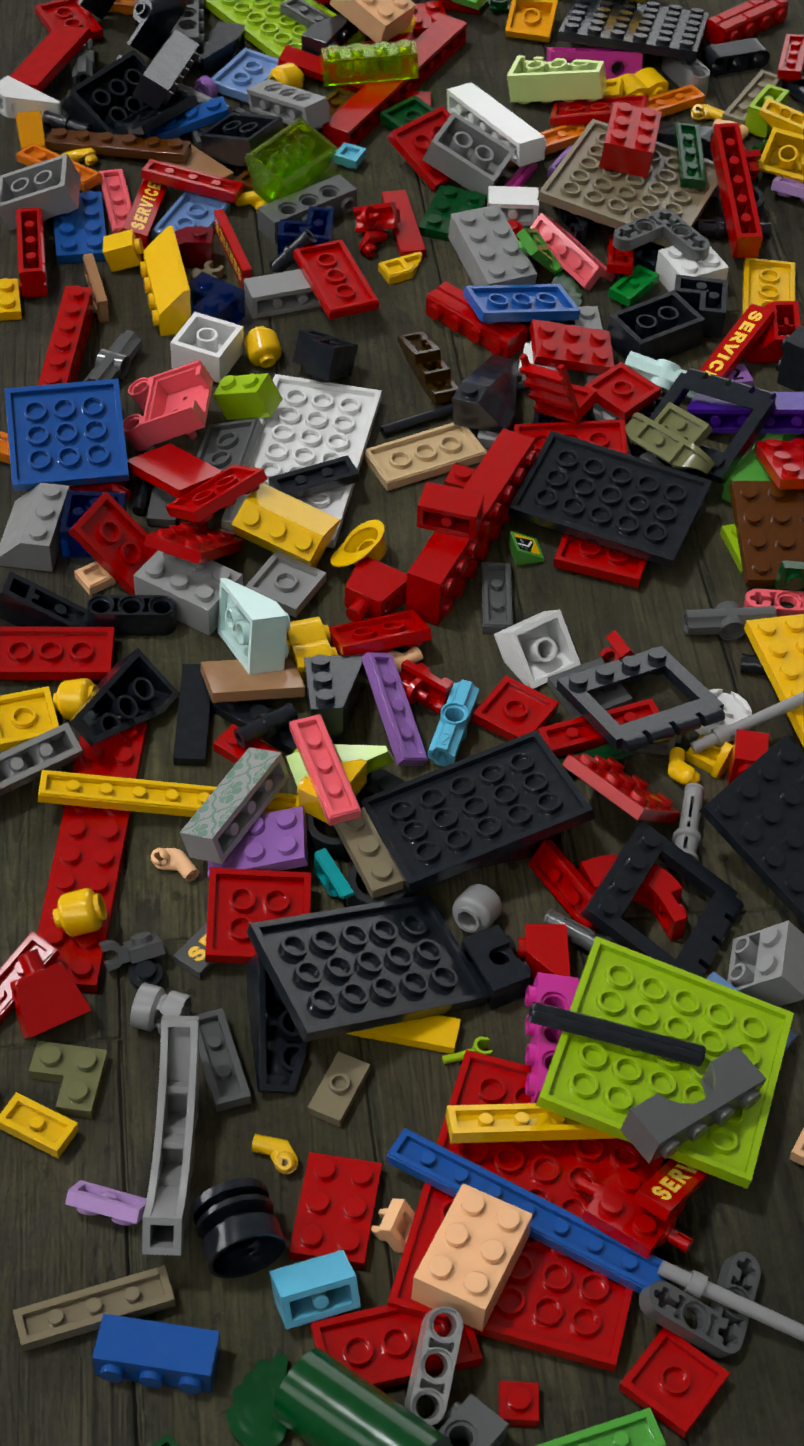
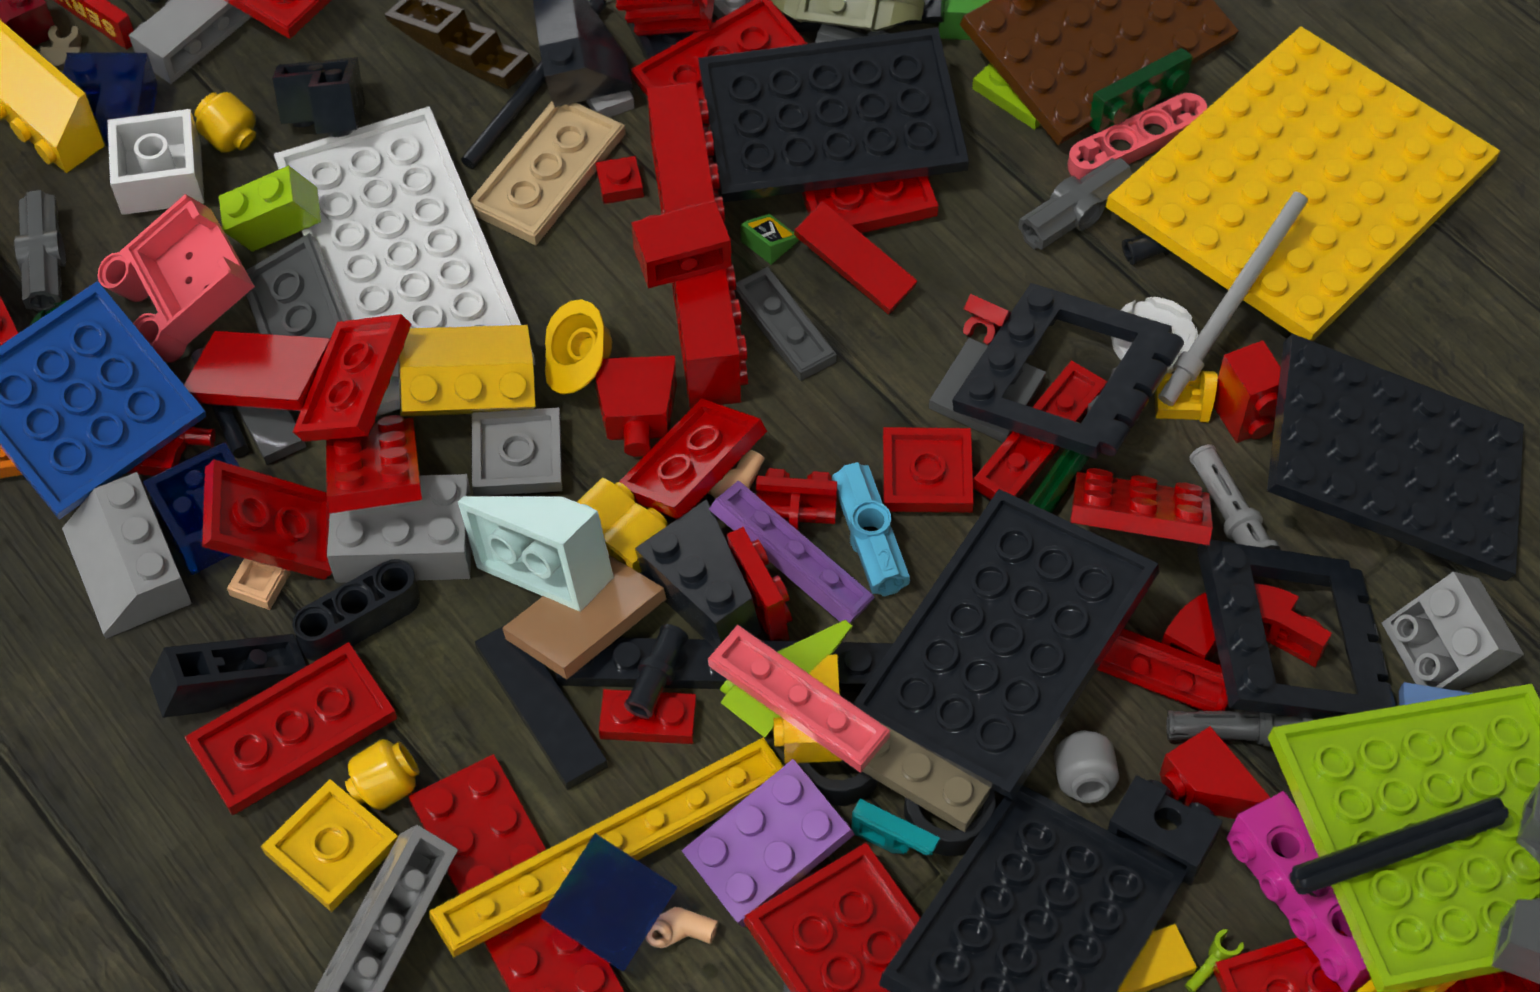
camera: 30 degrees left, 10 degrees up
(123, 699) = (448, 742): black wedge -> none
(140, 819) = (608, 902): none -> clear blue plate
(235, 805) = (713, 811): light grey brick -> none
(316, 478) = (451, 280): black plate -> none
(359, 709) = (767, 592): none -> red plate
(538, 648) = (890, 367): white slope -> none
(565, 582) = (855, 257): none -> red tile
(679, 770) = (1167, 437): yellow arm -> none

